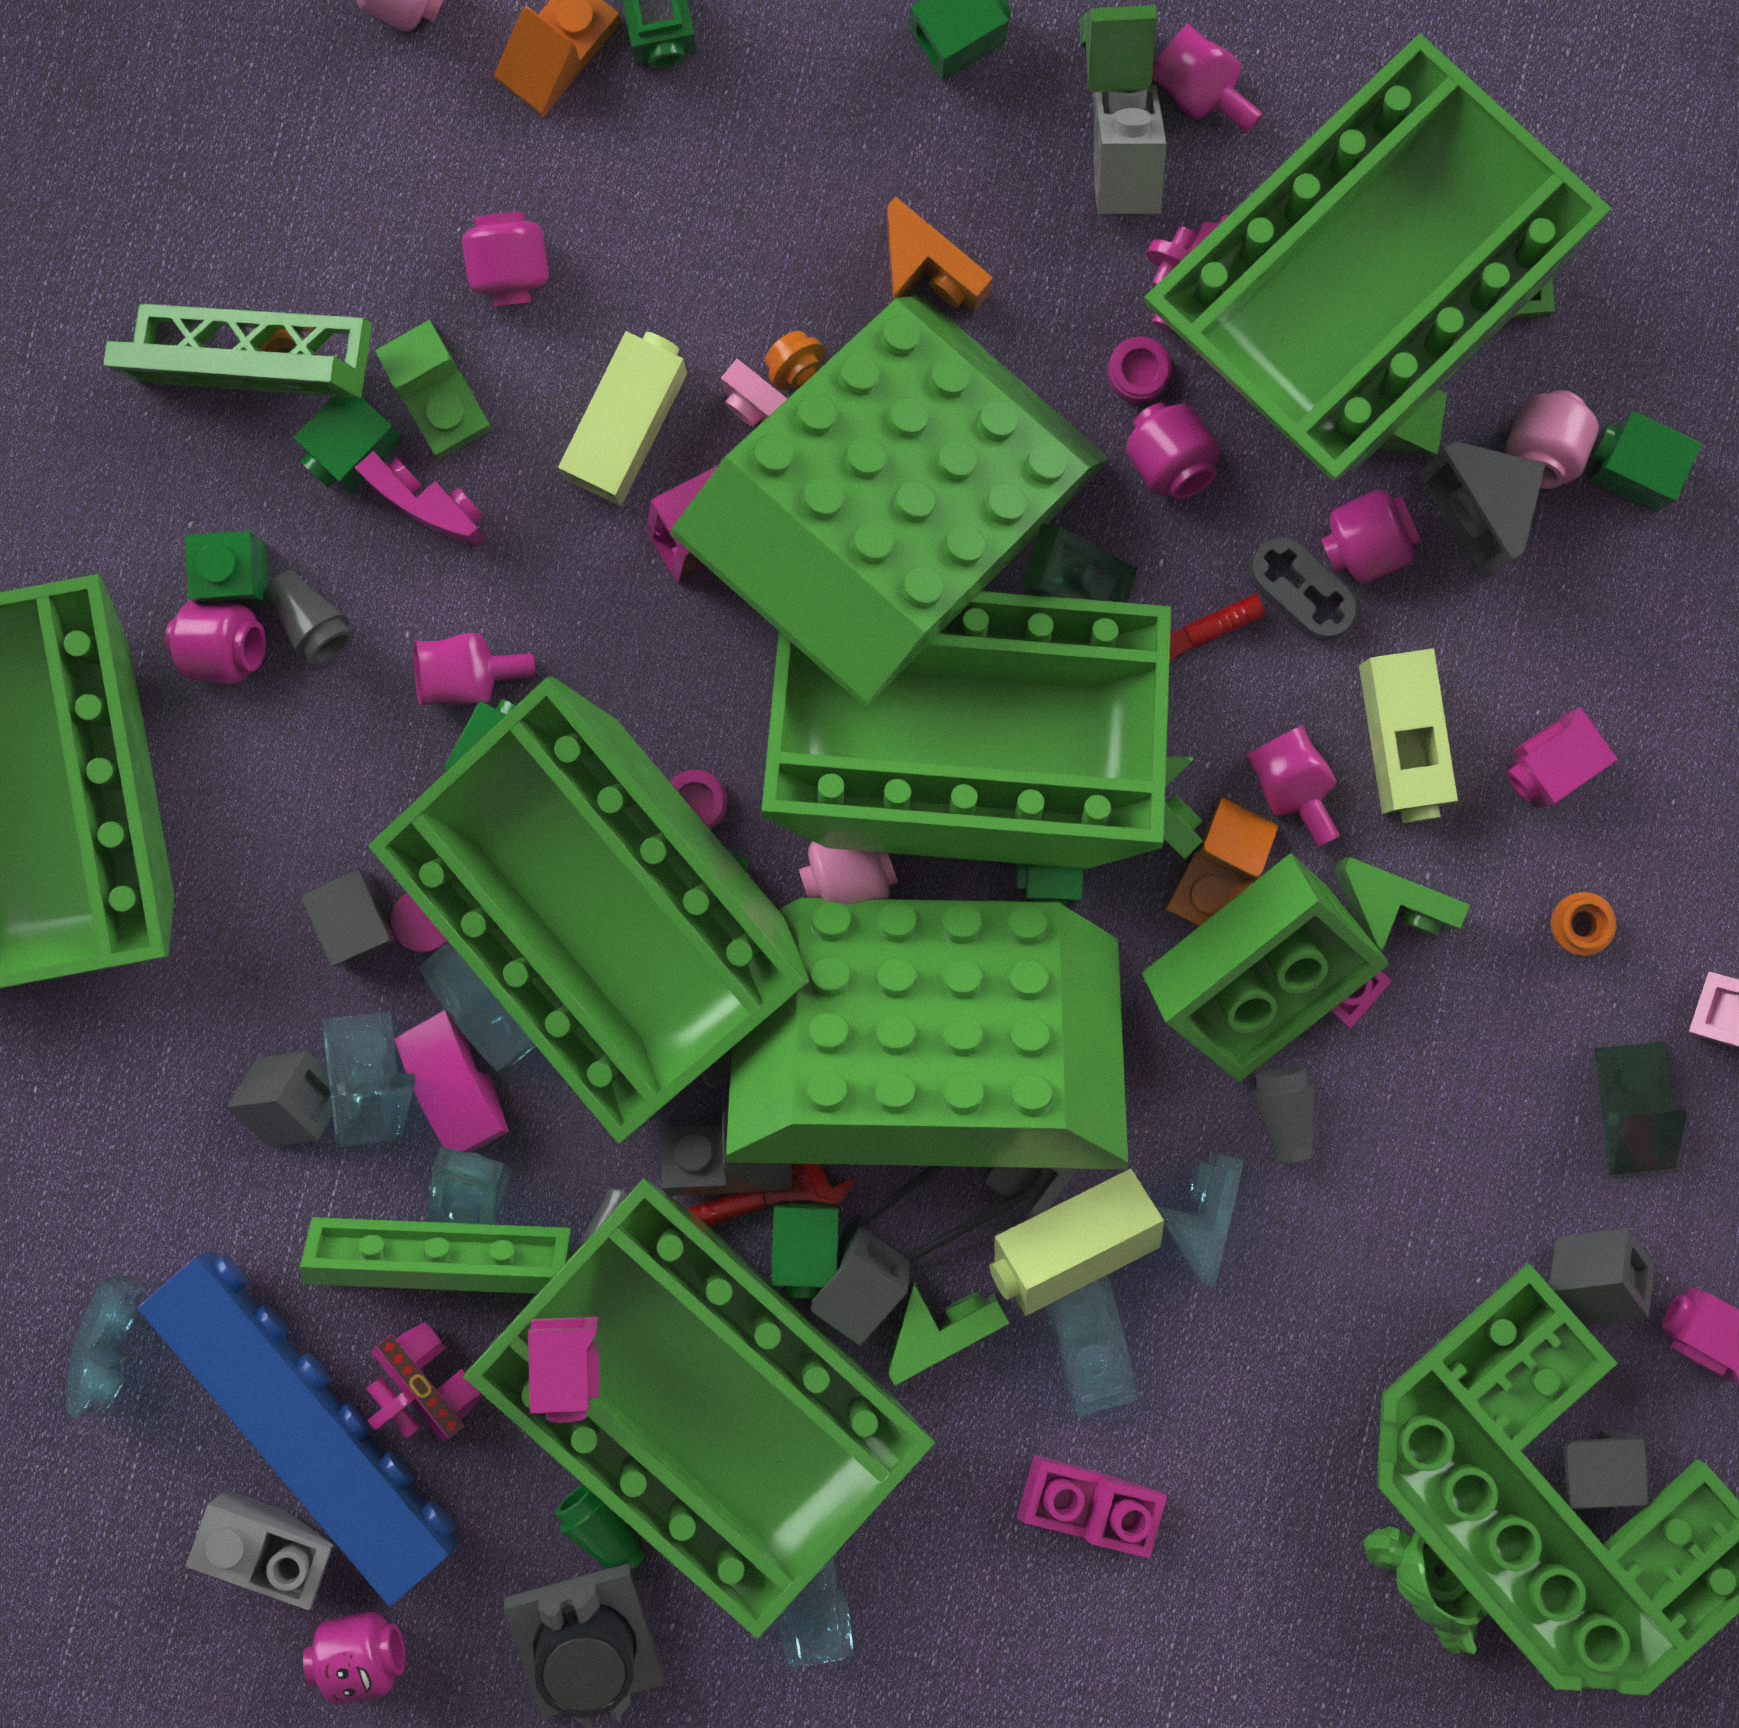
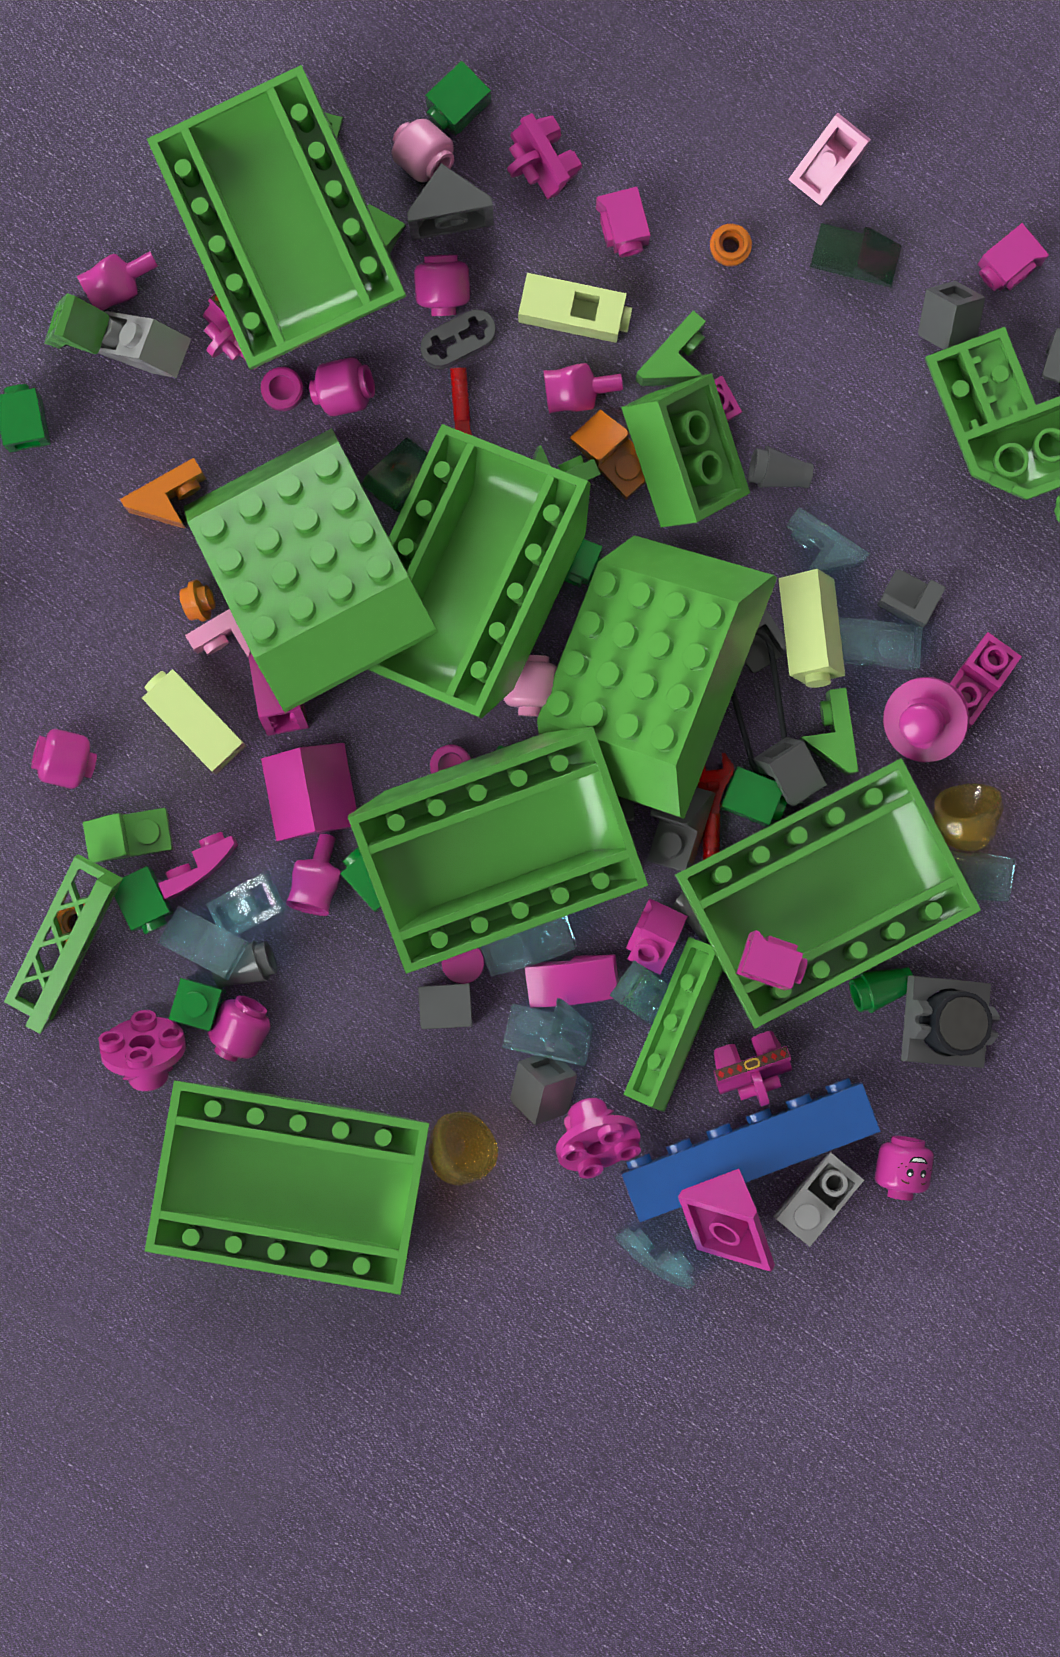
camera: 70 degrees left, 0 degrees up
(134, 515) = (143, 1049): none -> dark pink plate
(154, 1016) = (461, 1148): none -> clear yellow hat
(183, 1432) = (726, 1220): none -> dark pink slope
(239, 1199) = (596, 1138): none -> dark pink plate
(314, 546) = (203, 942): none -> clear light blue slope
(389, 589) = (247, 905): none -> clear light blue slope
(554, 1180) = (655, 935): none -> dark pink window
(587, 617) = (309, 790): none -> dark pink slope
(891, 1567) = (968, 815): none -> clear yellow hat
(1007, 1454) = (926, 719): none -> dark pink plate
(1174, 1368) = (910, 598): none -> dark grey panel
(1602, 603) = (537, 158): none -> dark pink hips

